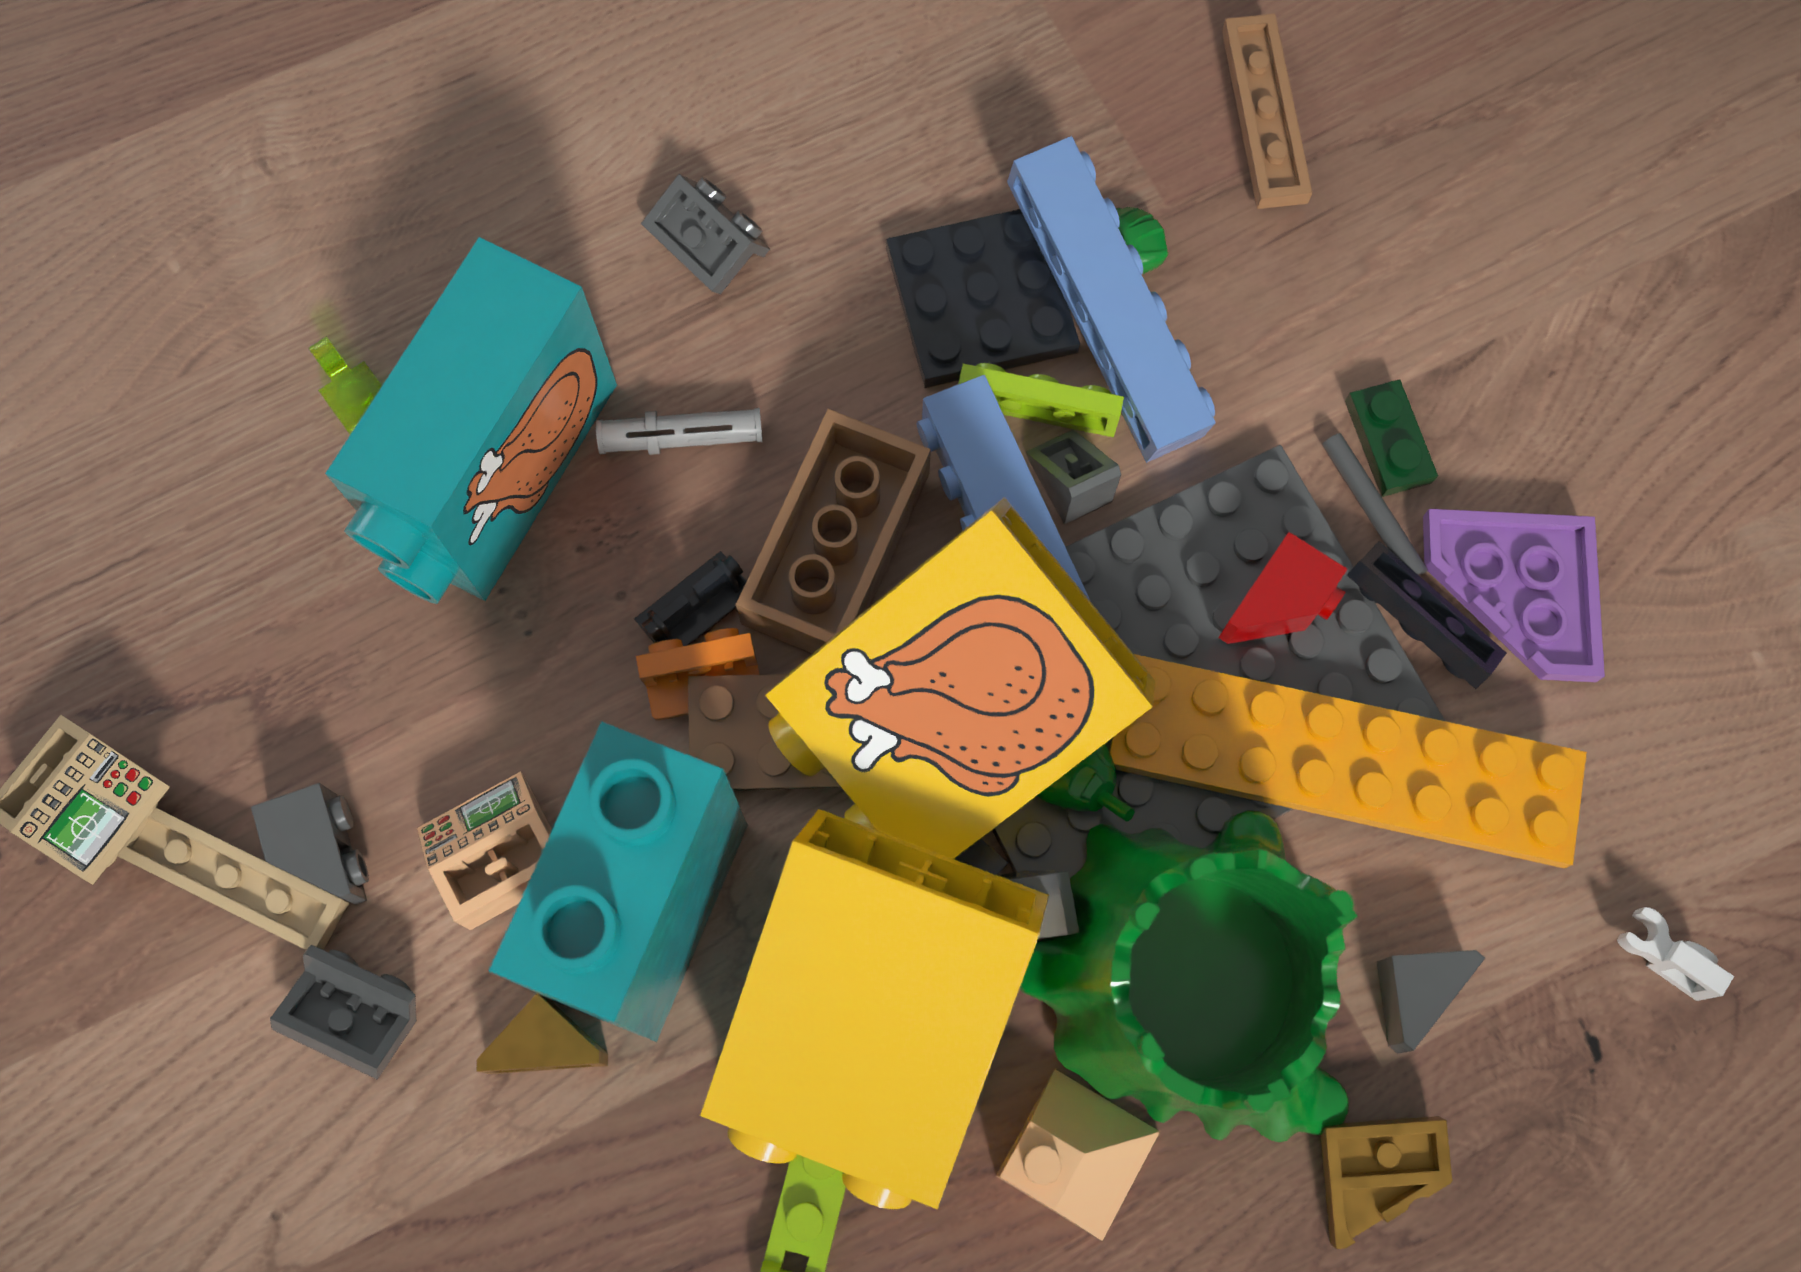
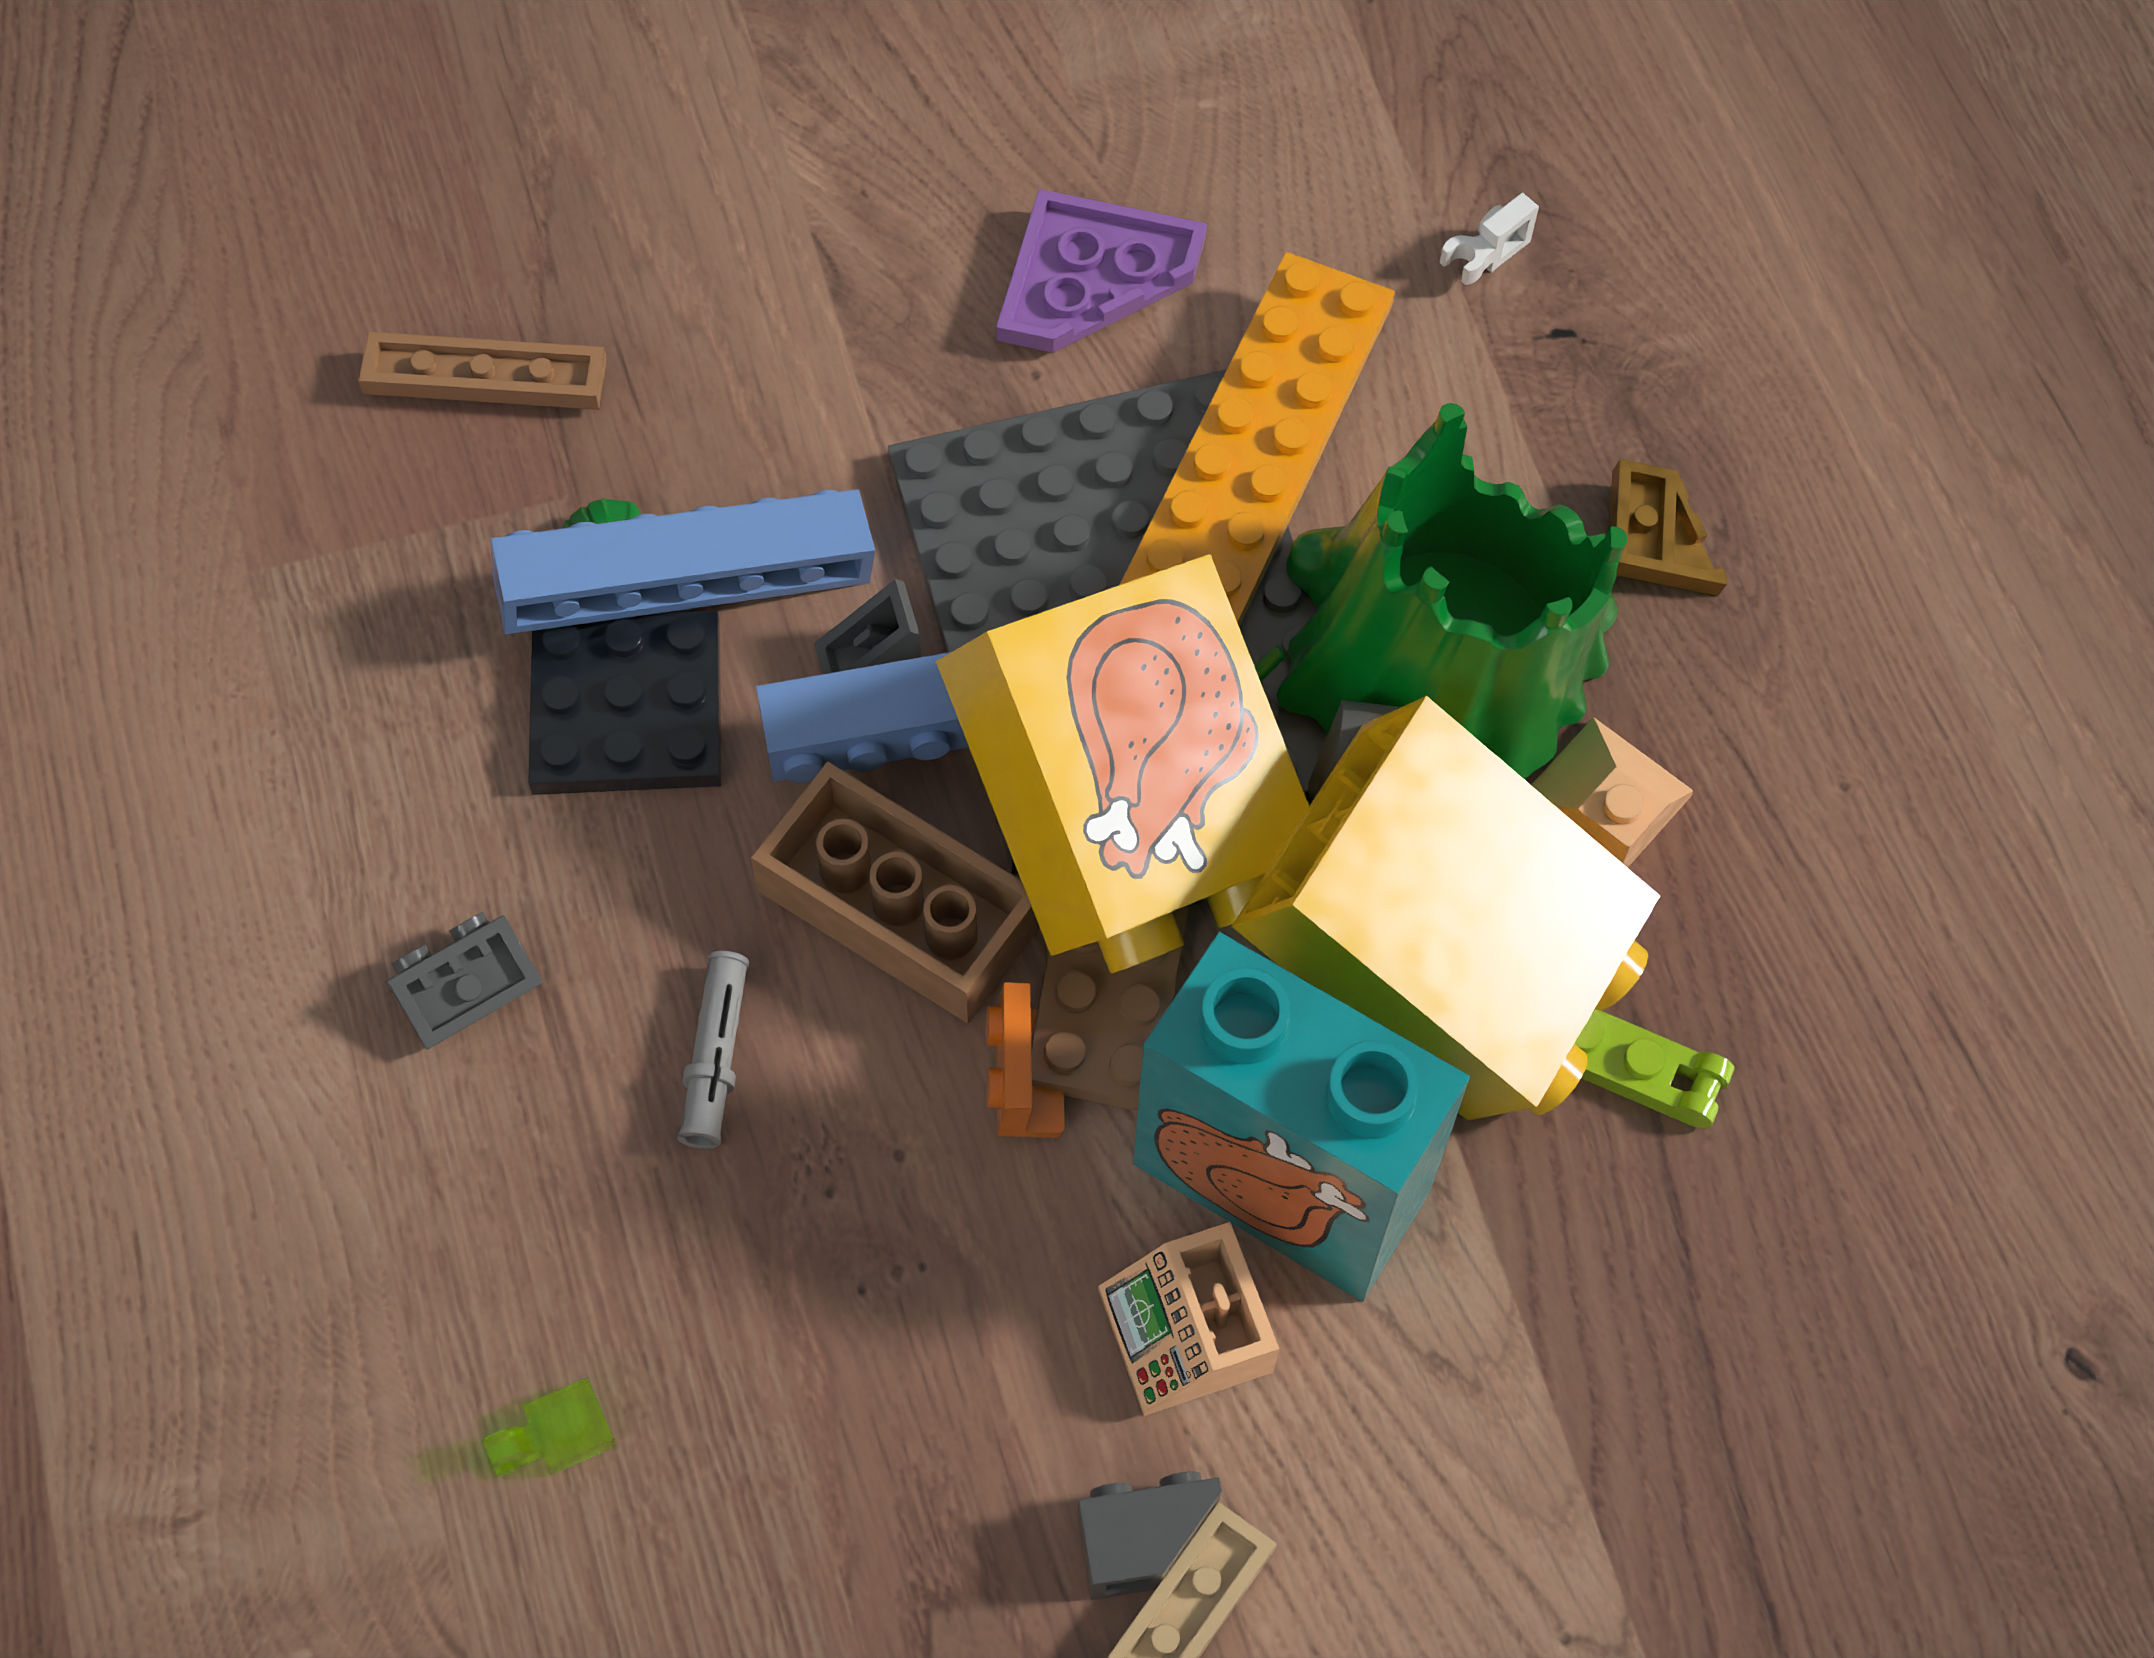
camera: 80 degrees left, 10 degrees down
(347, 1011) = (1349, 1513): dark grey bracket -> none
(474, 425) = (693, 1220): teal brick -> none
(541, 1040) = (1415, 1300): pearl gold slope -> none
(695, 602) = (933, 1066): black hinge -> none
(1048, 401) = (776, 658): lime plate -> none
(1287, 594) = (1064, 465): red slope -> none
(1372, 503) = (975, 380): dark grey bar -> none
(1391, 438) = (902, 348): dark green plate -> none
(1419, 990) = (1501, 450): dark grey slope -> none
(1427, 615) = (1108, 358): black plate -> none

